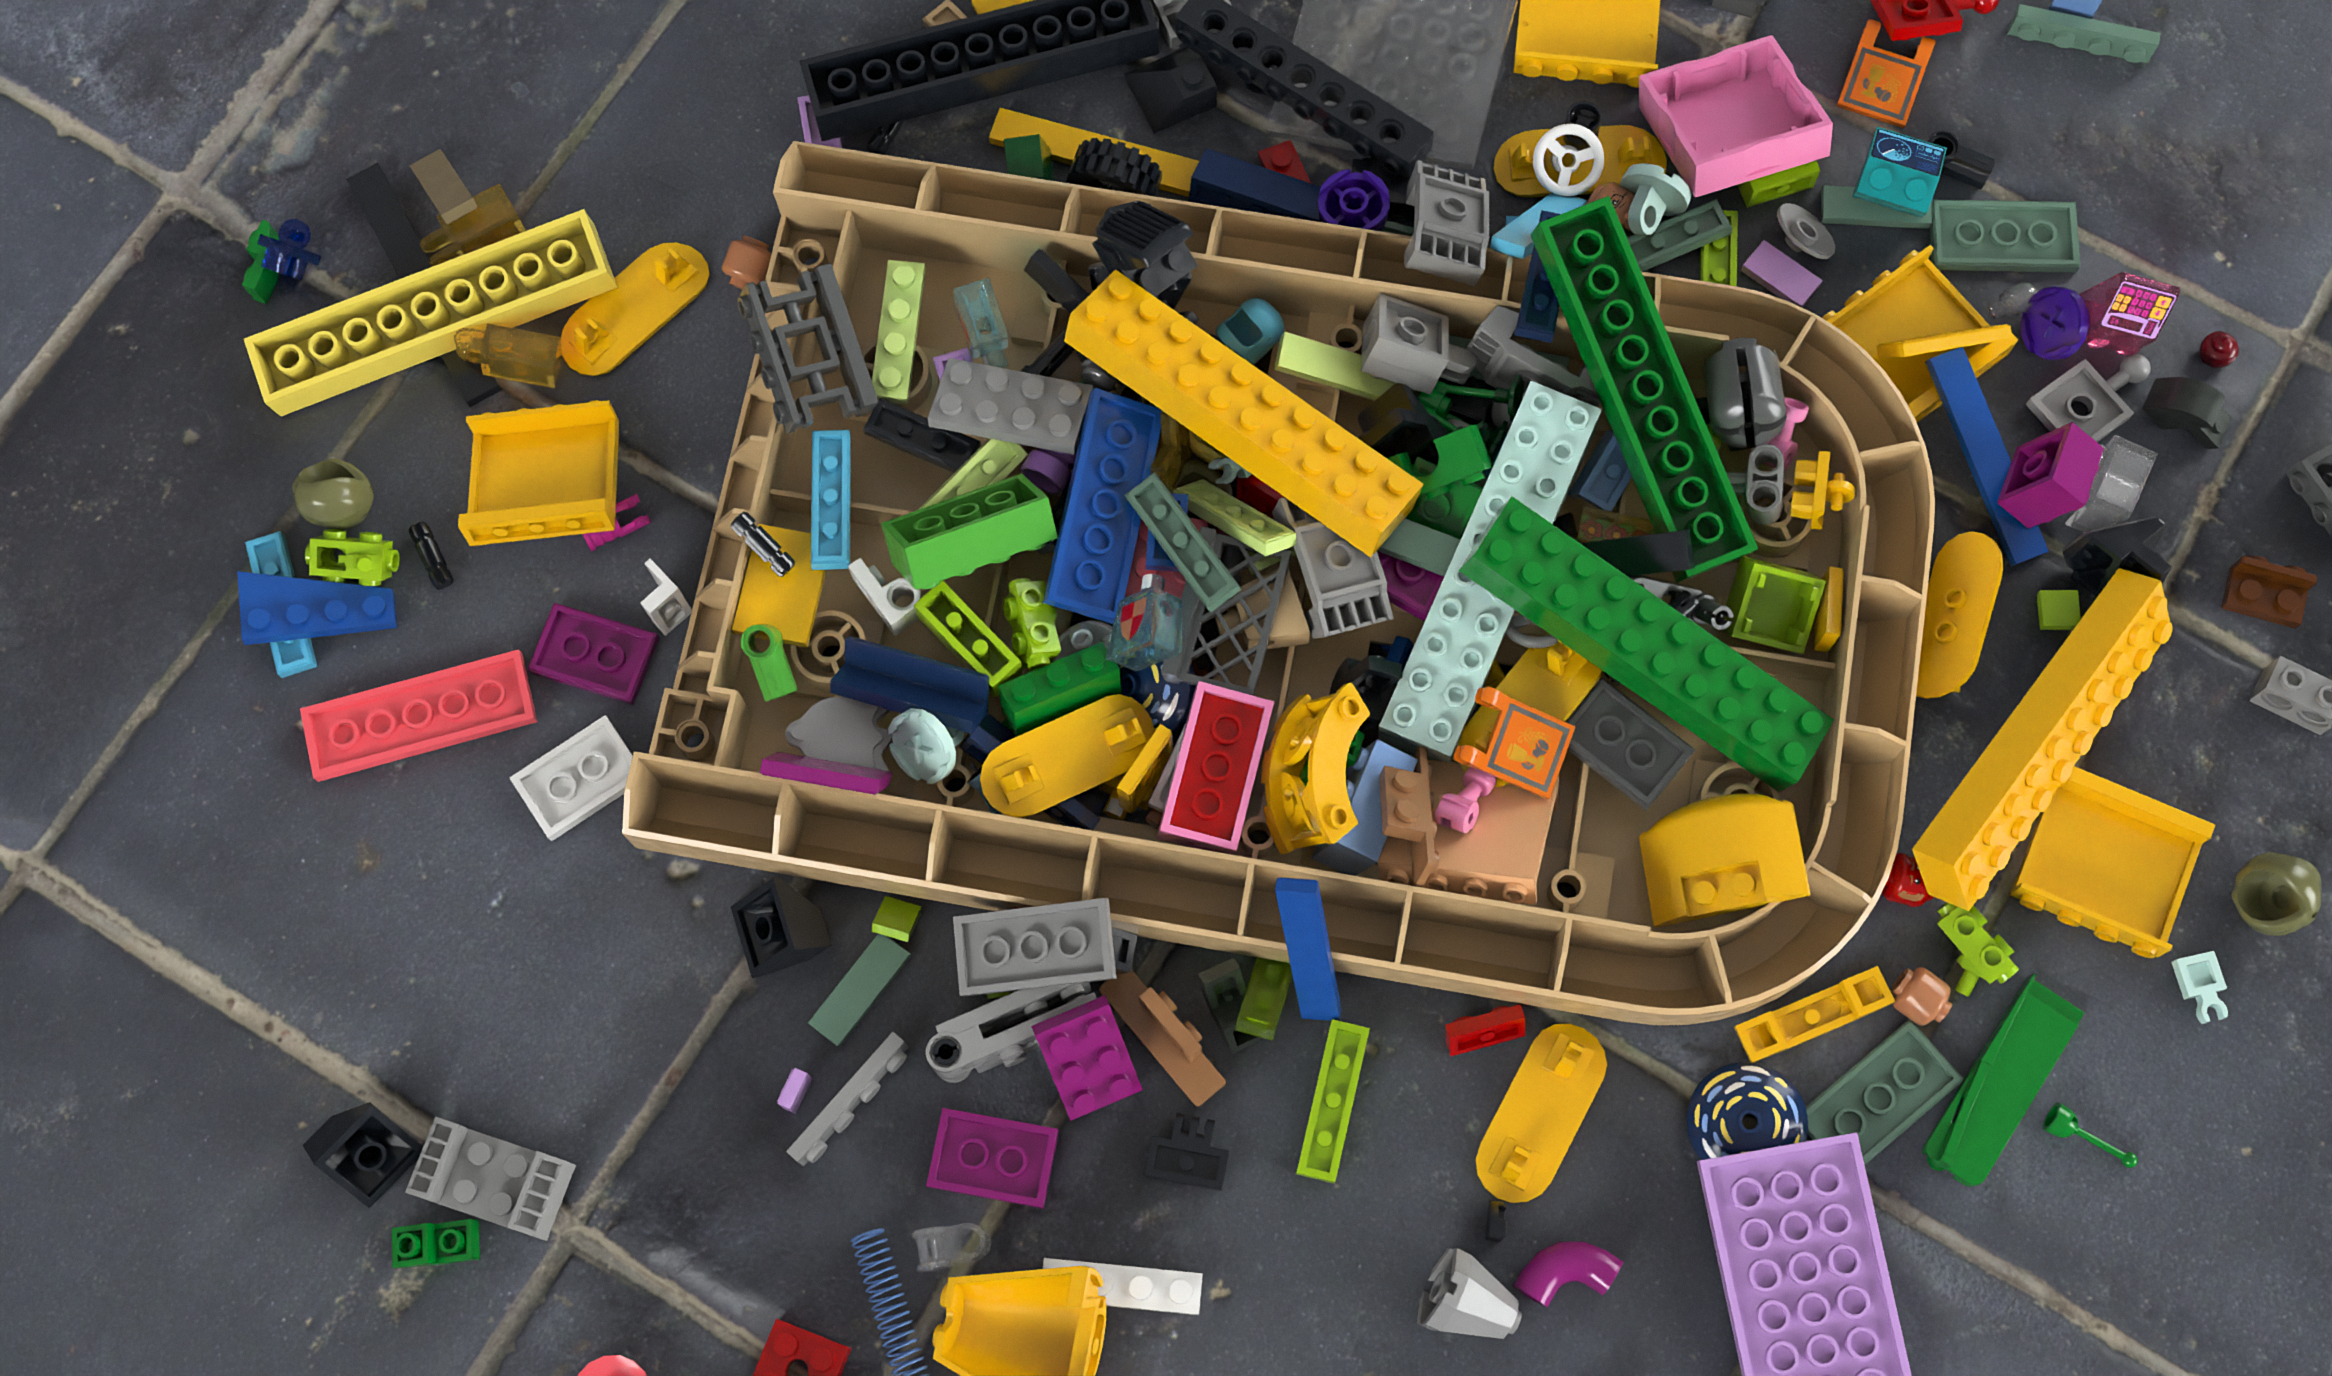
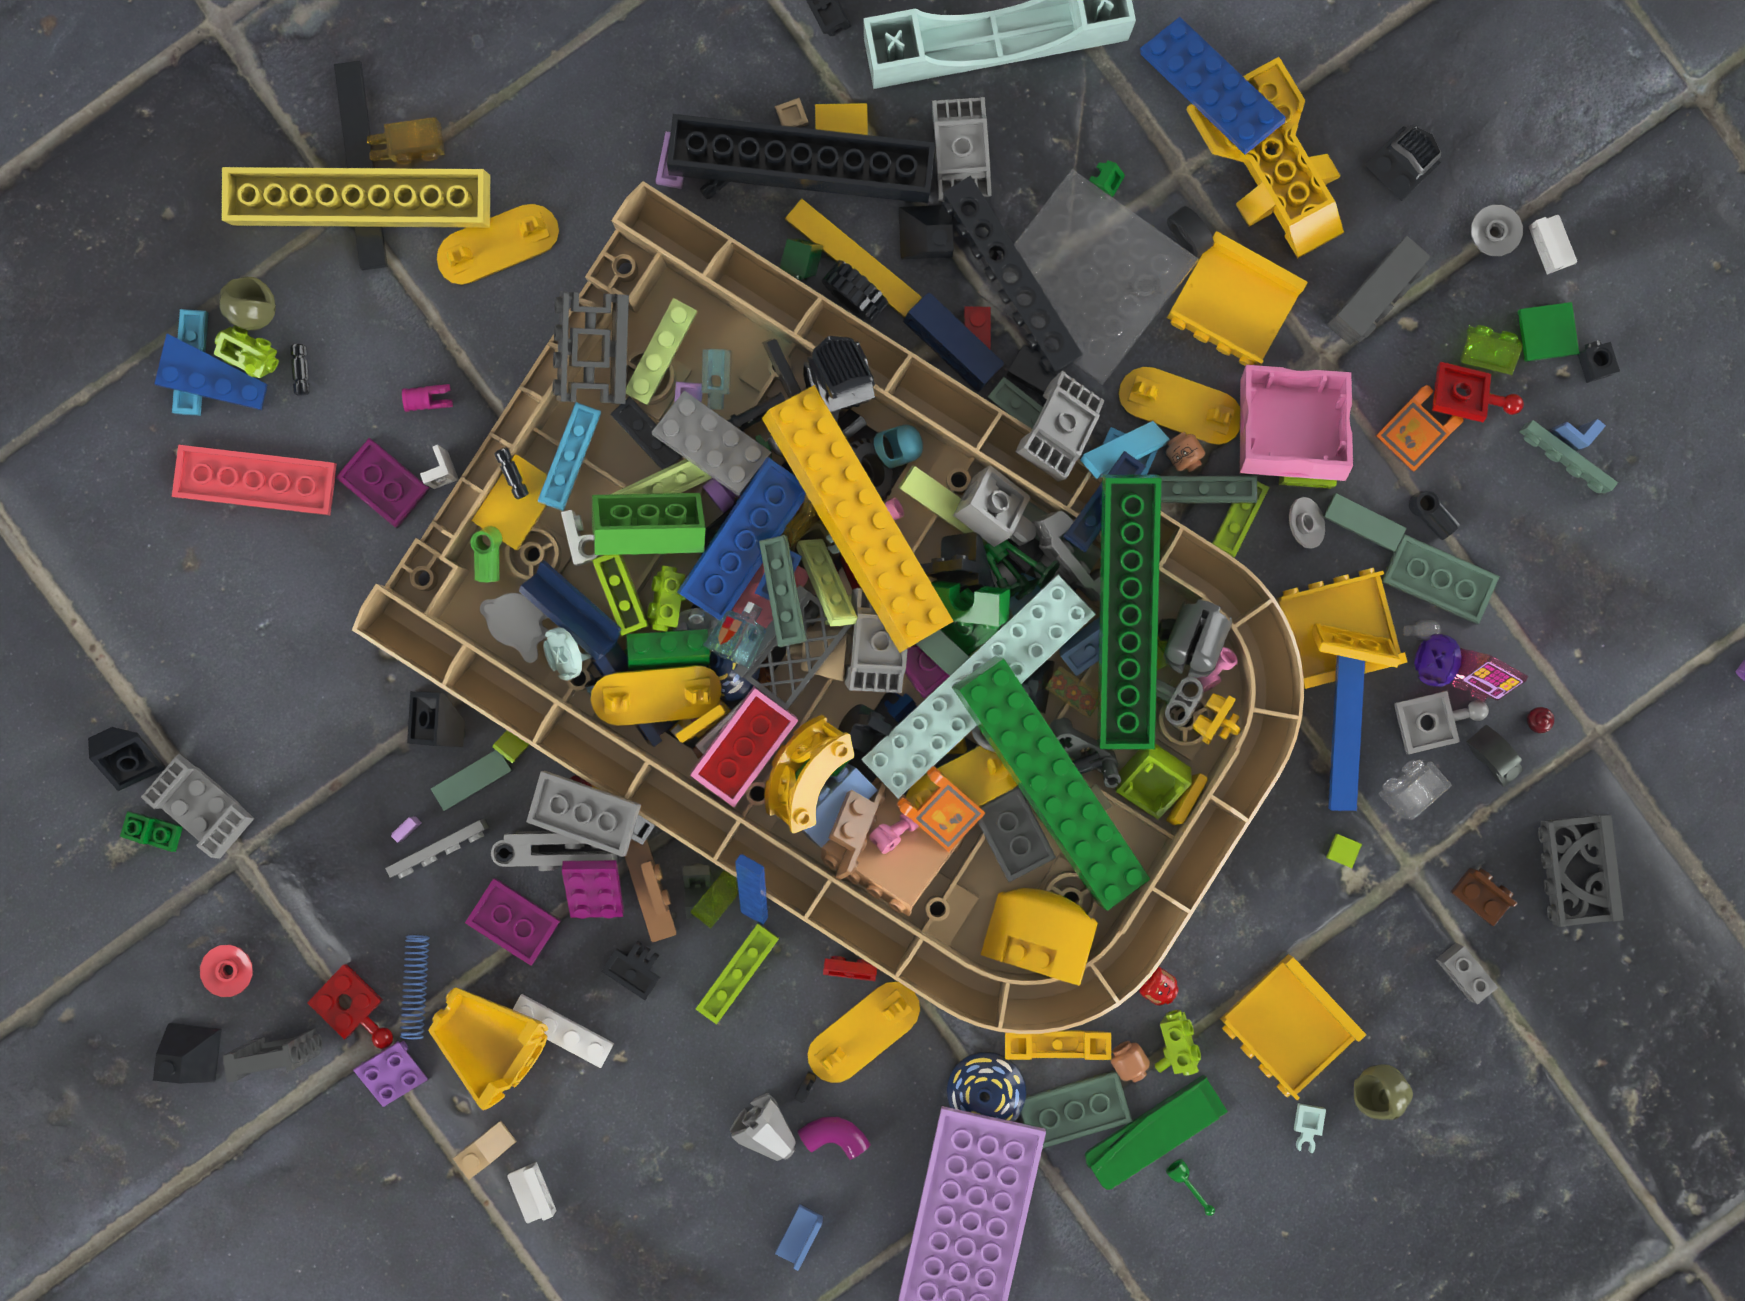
camera: 20 degrees right, 15 degrees up
(259, 280) = (261, 95): green slope -> none
(289, 254) = (275, 108): clear blue hips -> none
(443, 186) = (397, 102): dark tan tile -> none
(512, 353) = (401, 249): clear yellow hinge -> none
(542, 473) = (391, 345): yellow panel -> none
(575, 778) = (342, 566): white plate -> none
(746, 261) = (584, 245): nougat head -> none
(825, 773) = (493, 650): magenta tile -> none
(946, 1247) = (460, 964): clear piece -> none
(1354, 200) = (1006, 384): dark purple cylinder -> none
(1548, 141) = (1168, 398): white piece -> none
(1586, 115) = (1194, 381): black wheel -> none
(1646, 552) = (1074, 719): black tile -> none
(1654, 196) = (1211, 460): light aqua tile -> none
(1781, 274) = (1277, 545): lavender tile -> none
(1900, 172) = (1388, 511): teal slope -> none
(1958, 612) = (1273, 830): yellow piece -> none
(2043, 739) = (1285, 938): yellow brick -> none
(2050, 475) = (1377, 768): magenta brick -> none
(2126, 546) = (1394, 839): black piece -> none

